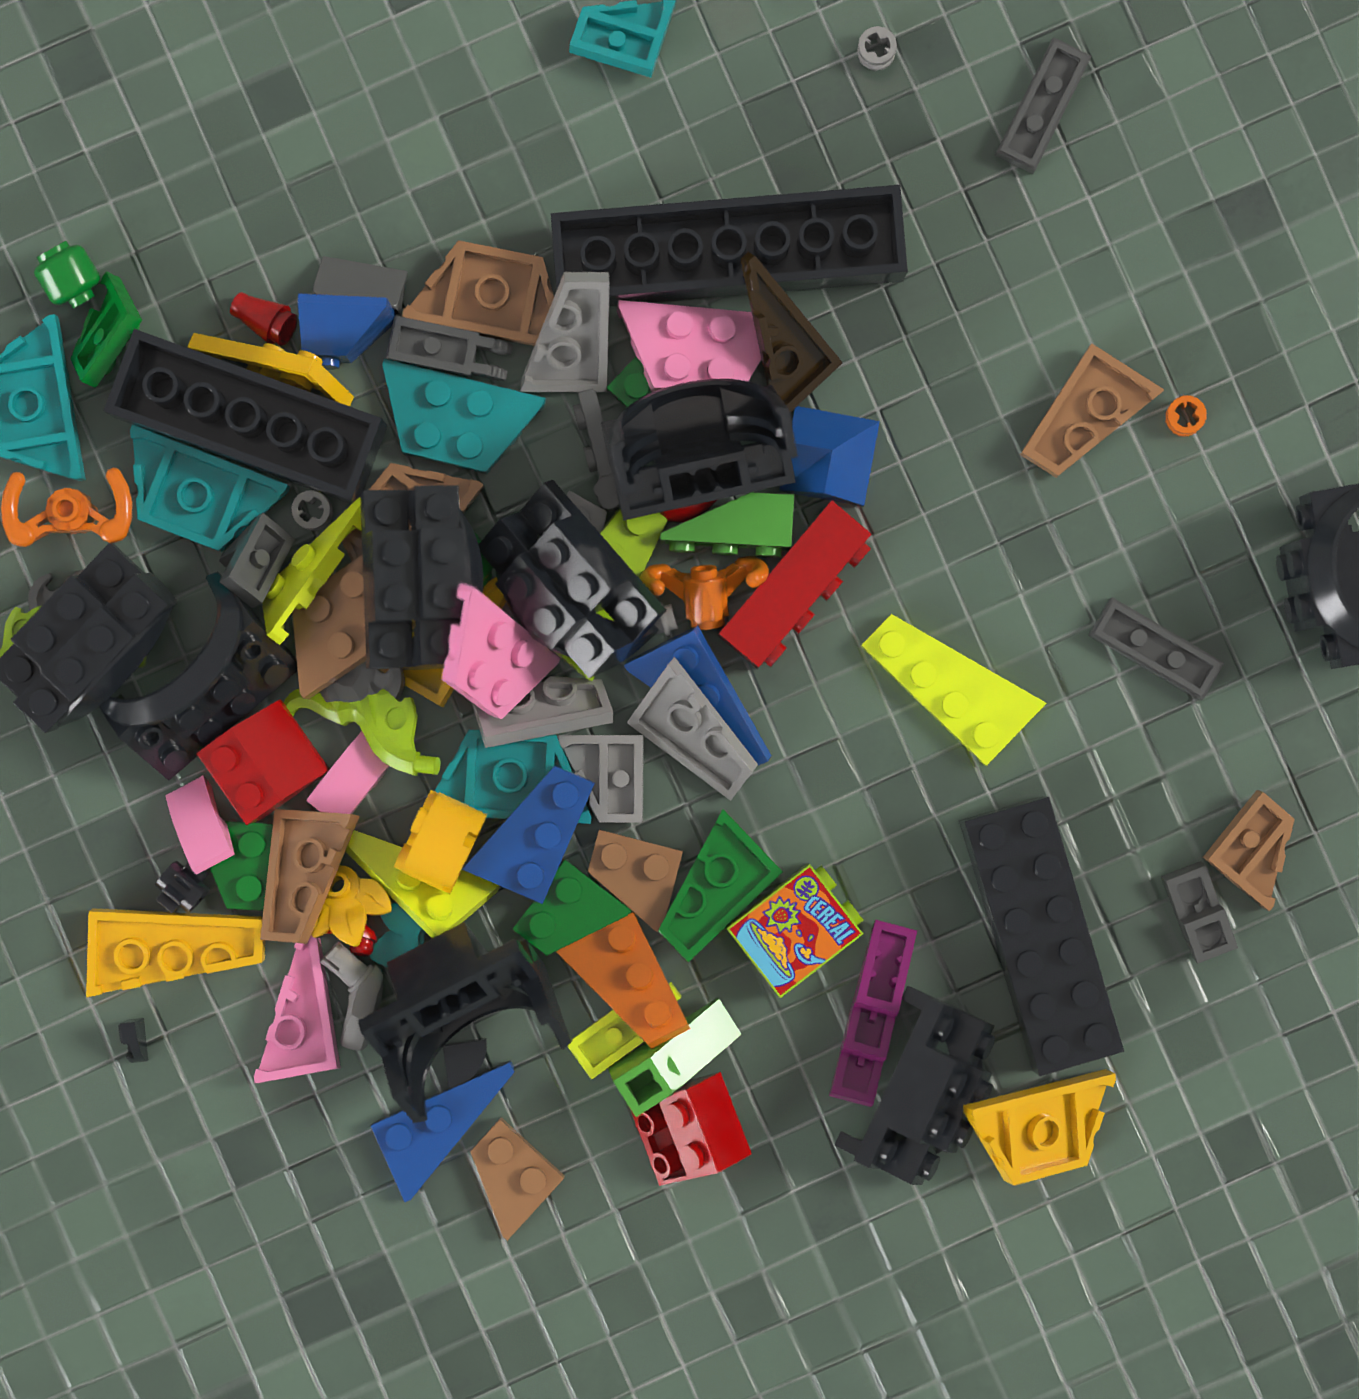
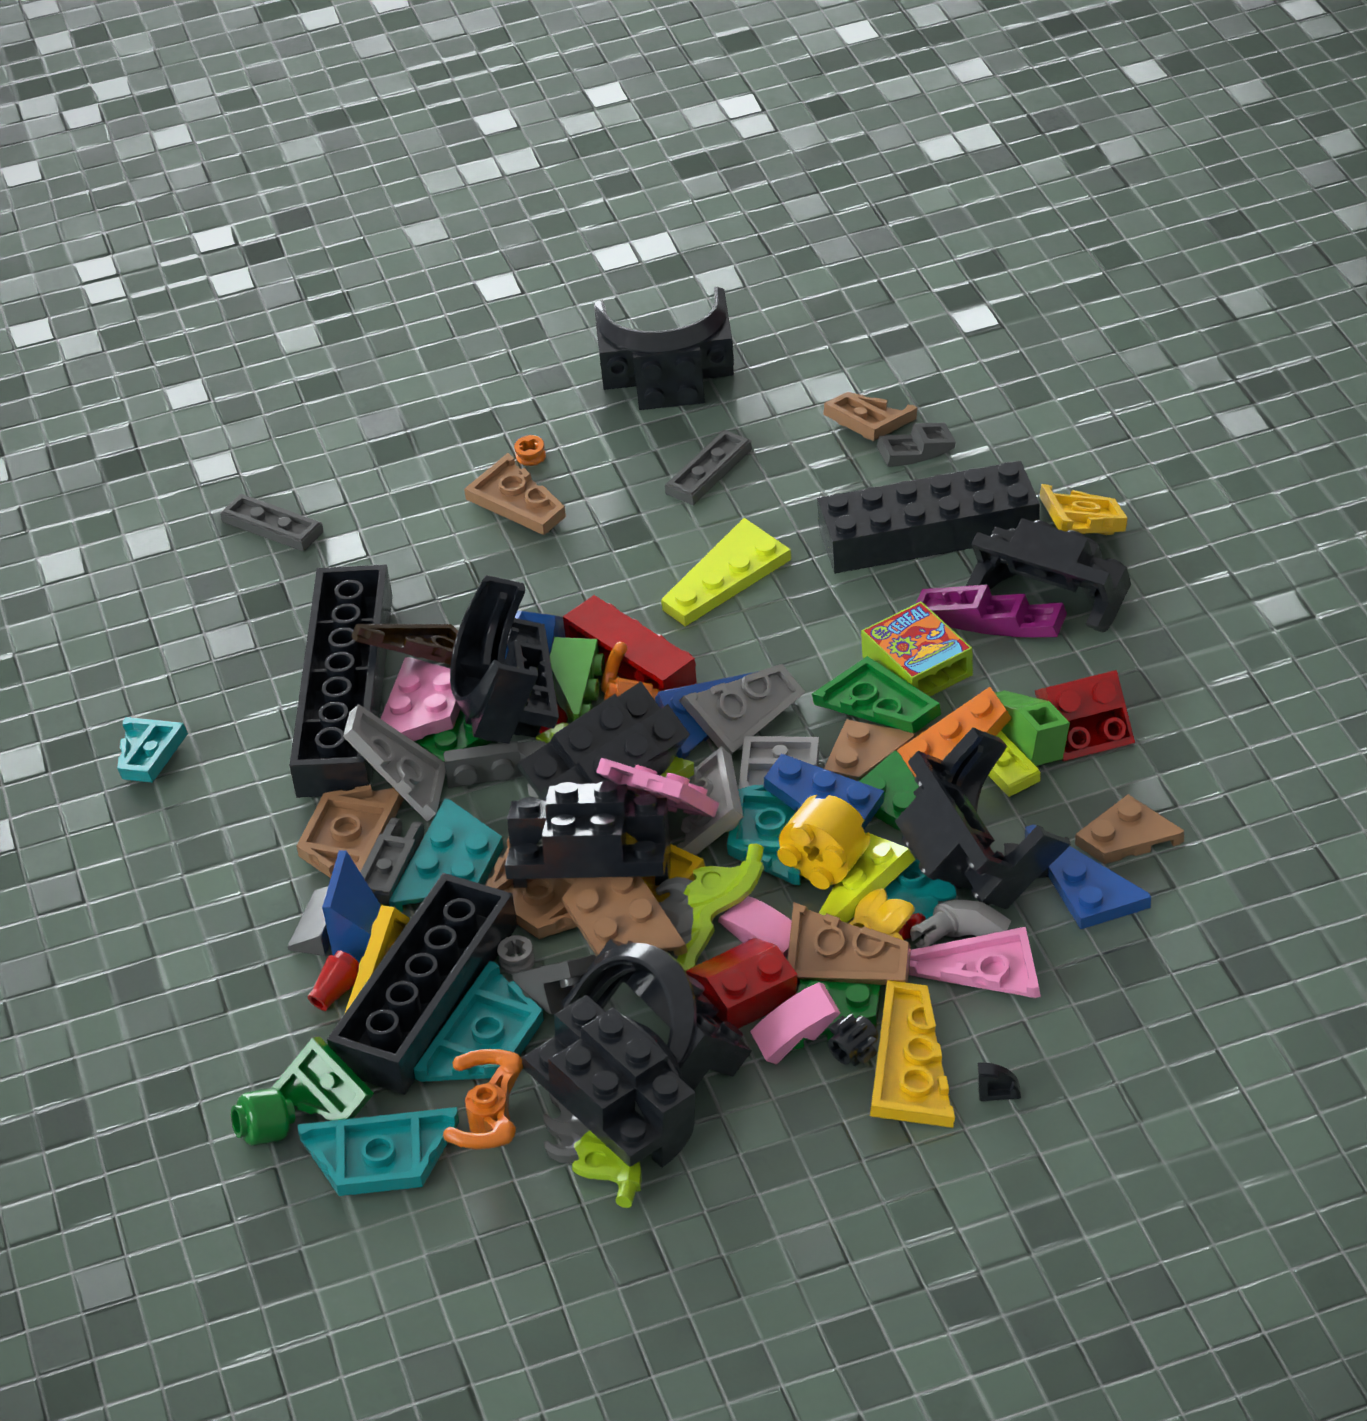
camera: 80 degrees left, 45 degrees down
(307, 573) = (564, 928): neon yellow wing -> none
(883, 37) = (205, 615): light grey bush -> none

